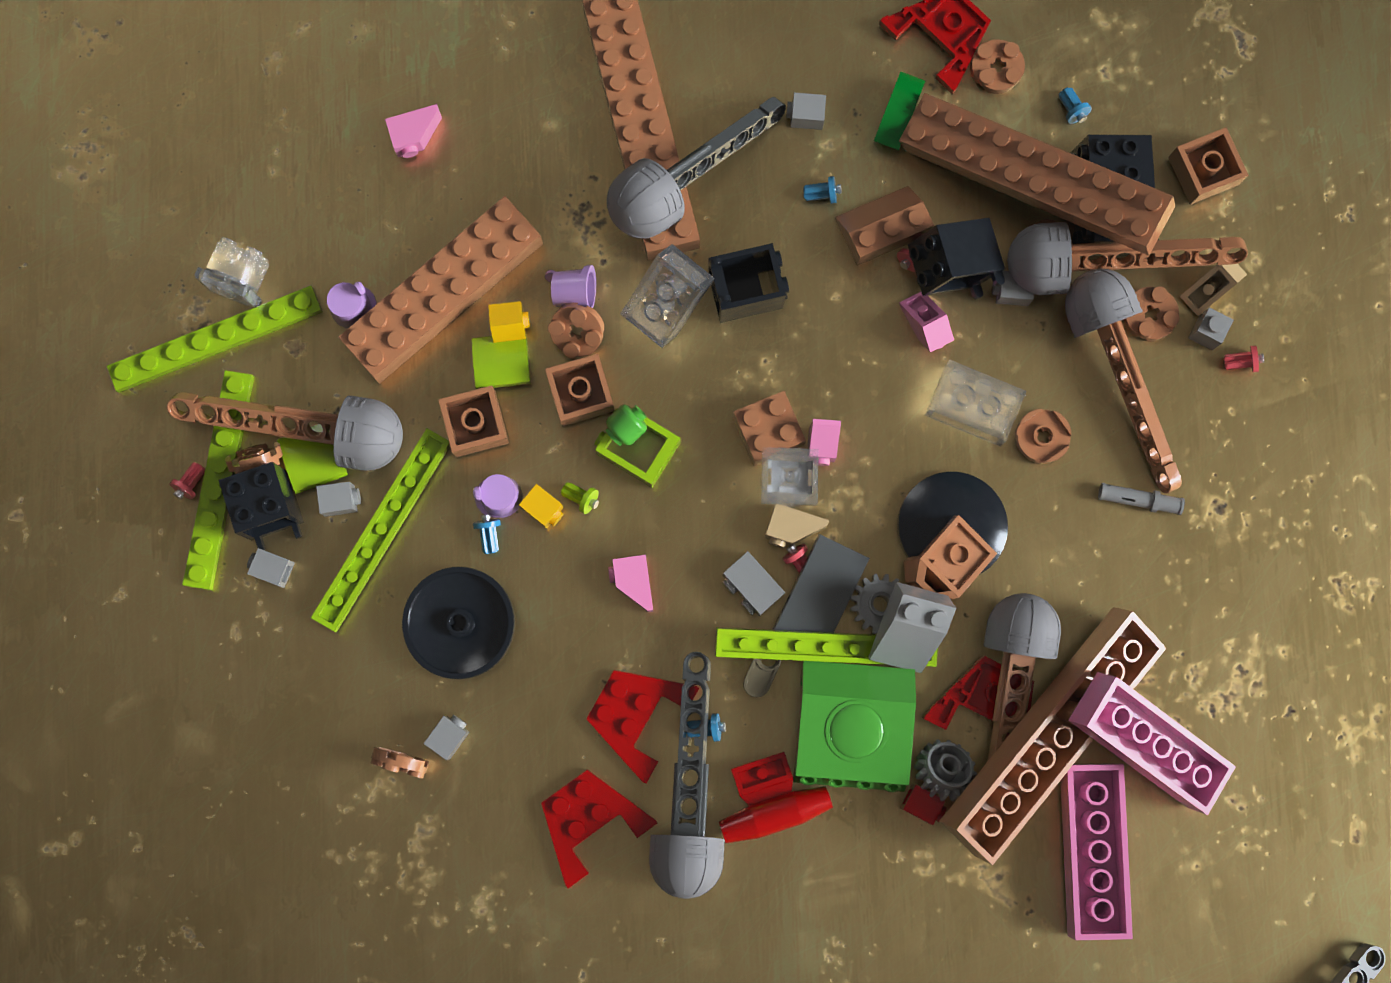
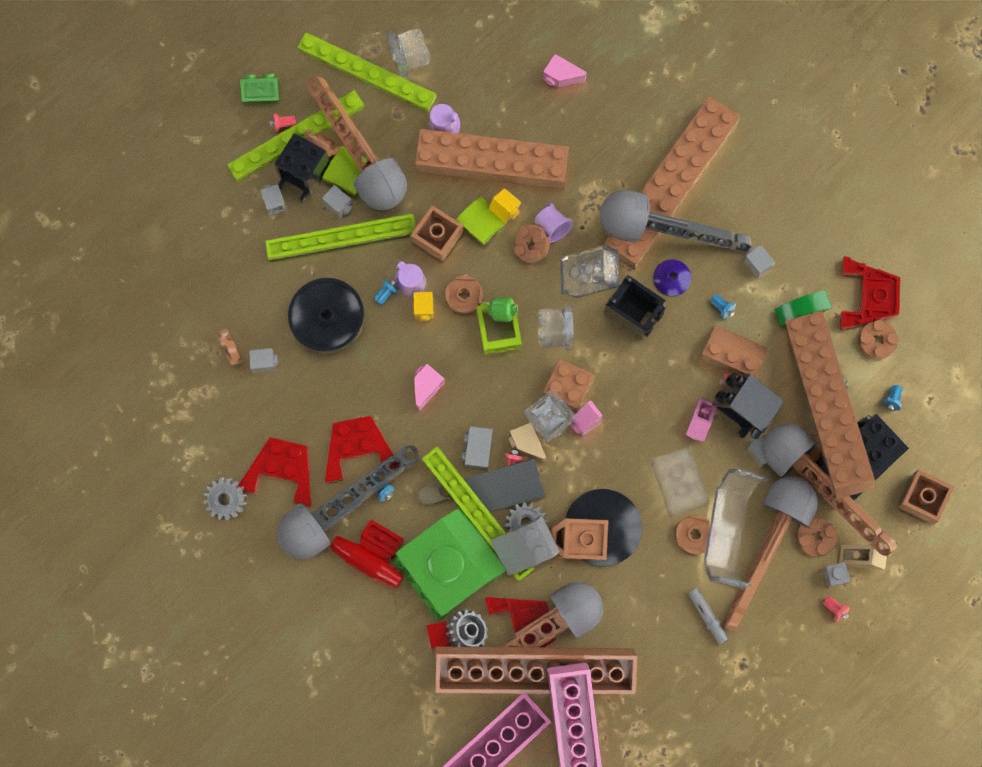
camera: 55 degrees right, 5 degrees down
(125, 472) = (259, 88): none -> bright green bracket
(569, 467) = (456, 287): none -> nougat plate
(572, 926) = (215, 501): none -> light grey gear
(580, 390) = (501, 272): nougat brick -> none
(585, 499) = (447, 325): lime piece -> none
(695, 384) = (556, 327): none -> clear piece
(739, 228) = (671, 286): none -> dark purple dish
(1067, 398) = (728, 525): none -> clear windscreen

